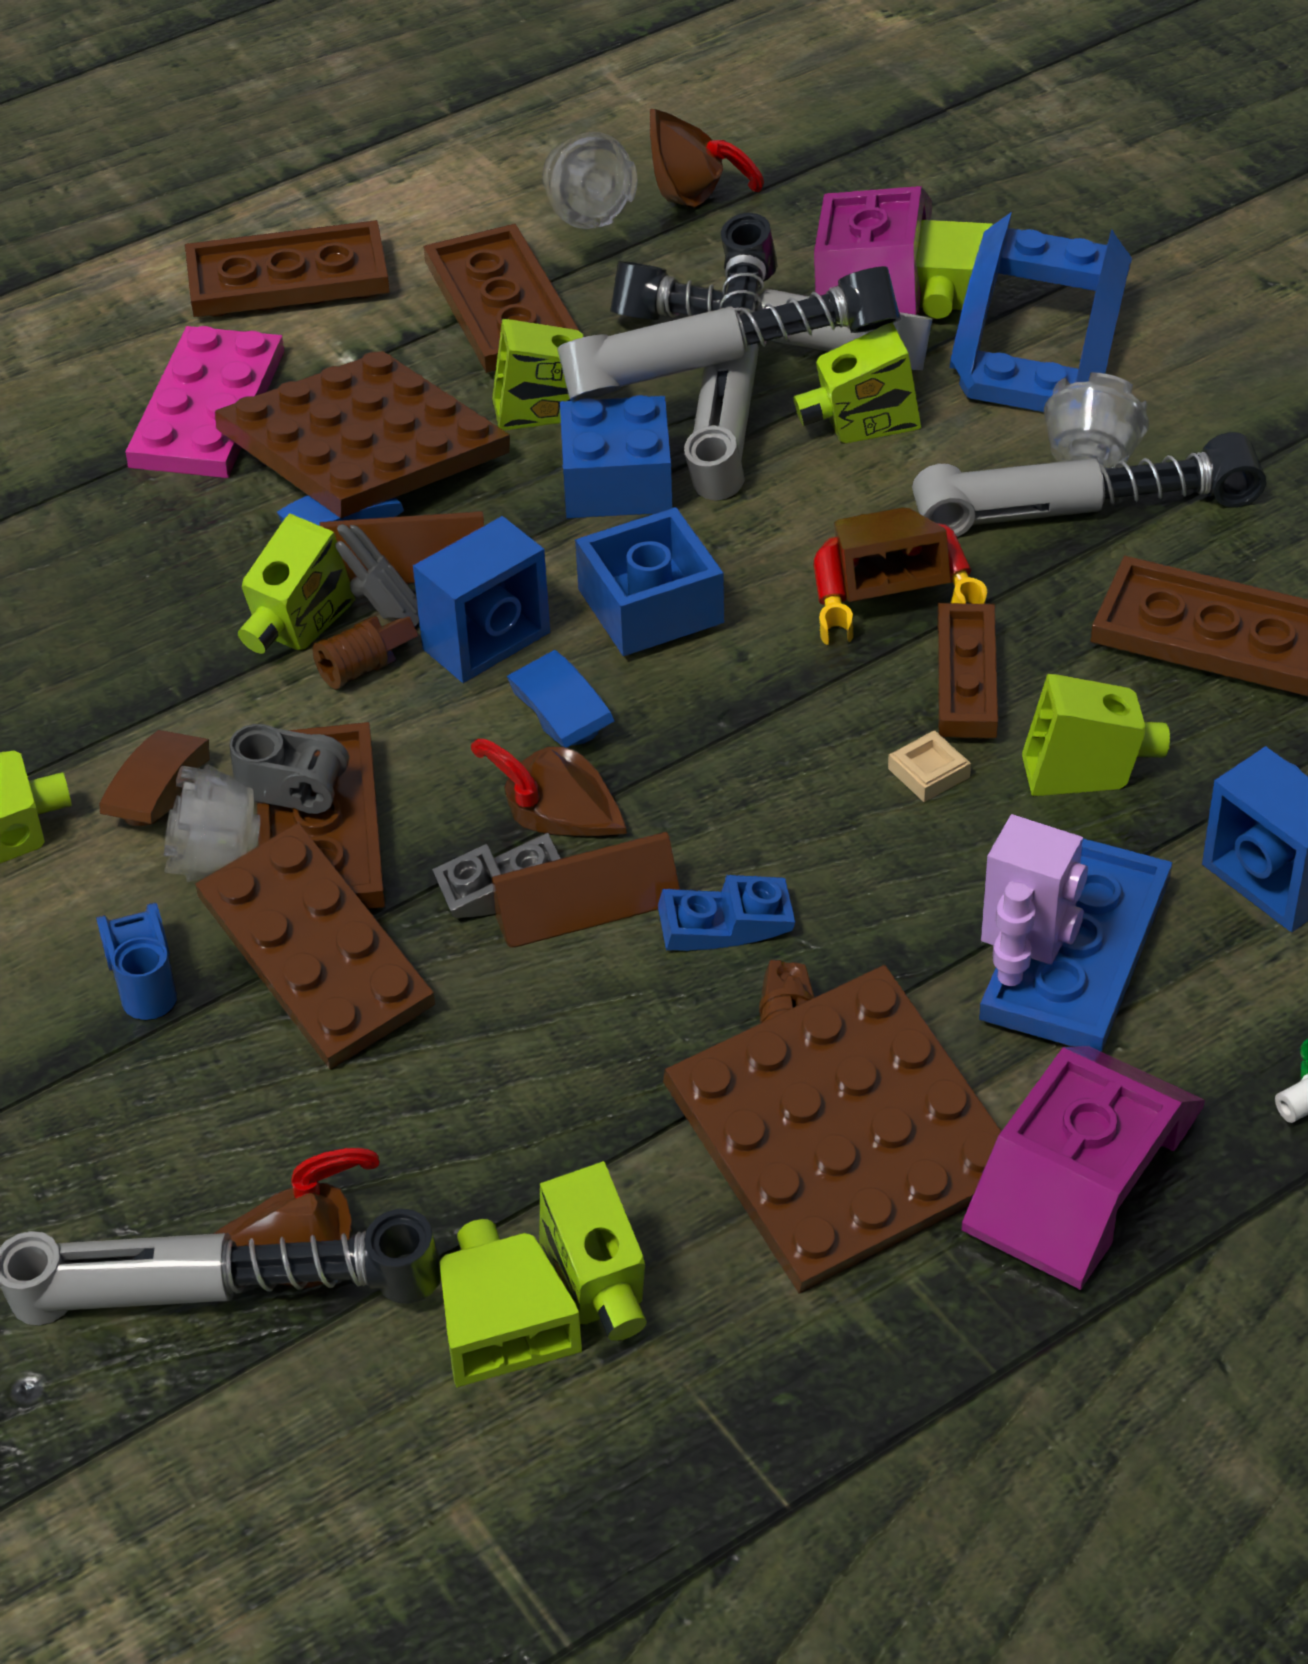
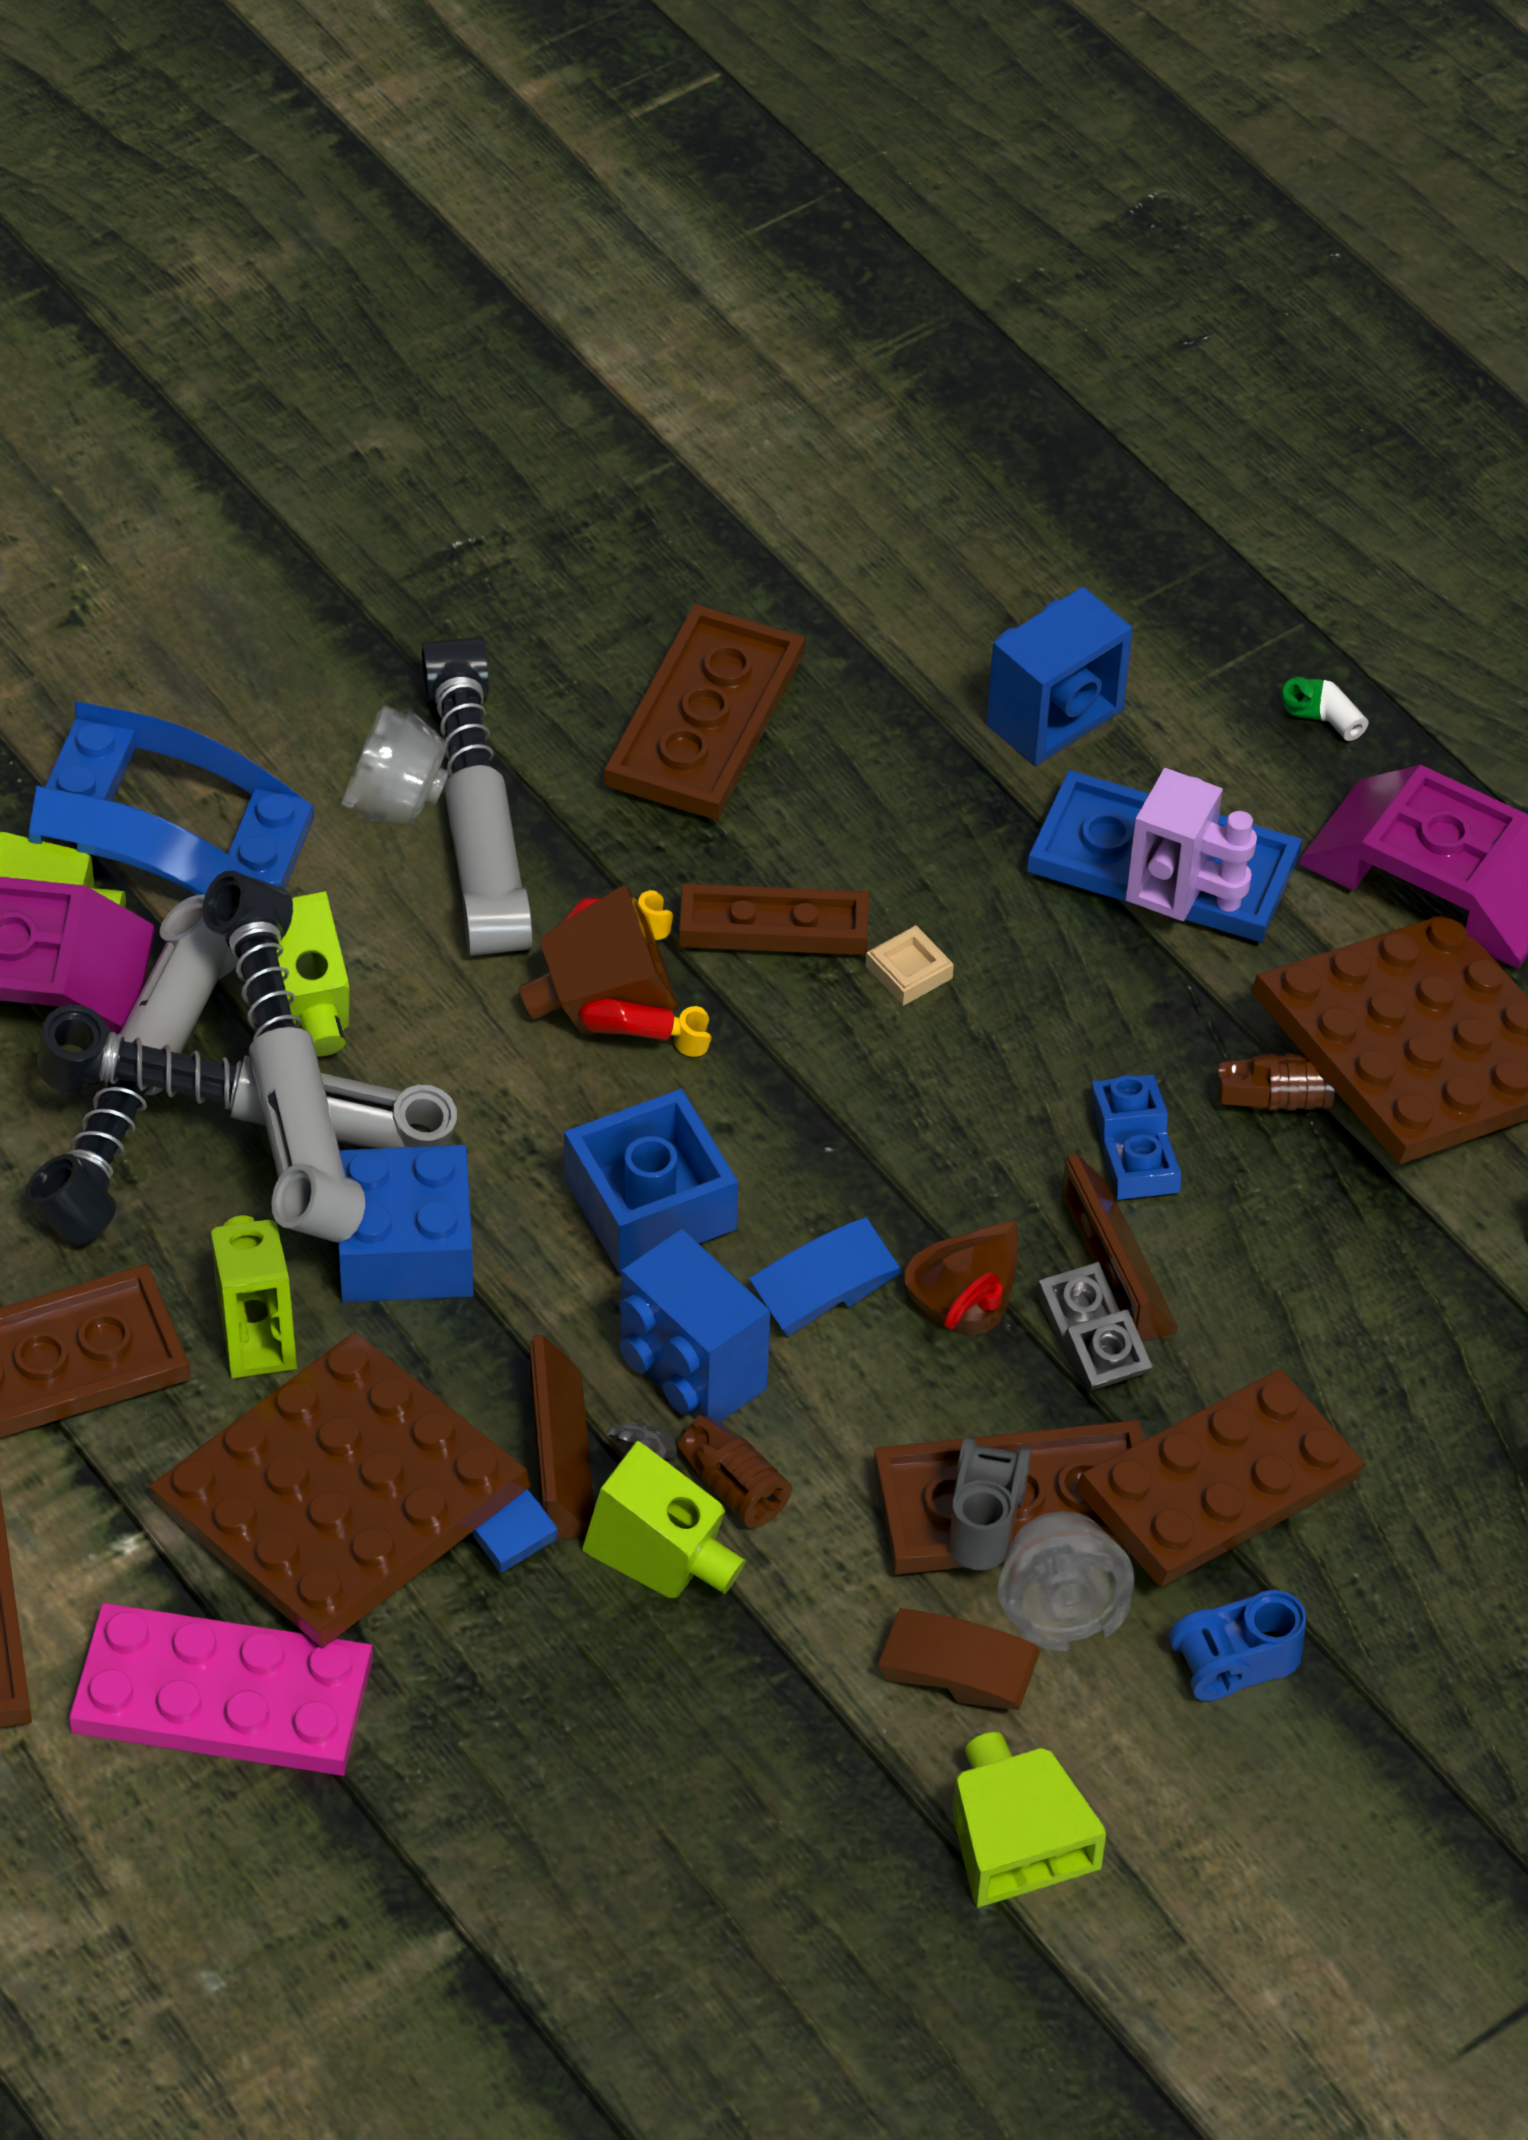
camera: 95 degrees left, 5 degrees up
(1087, 737) = (909, 795): lime torso -> none

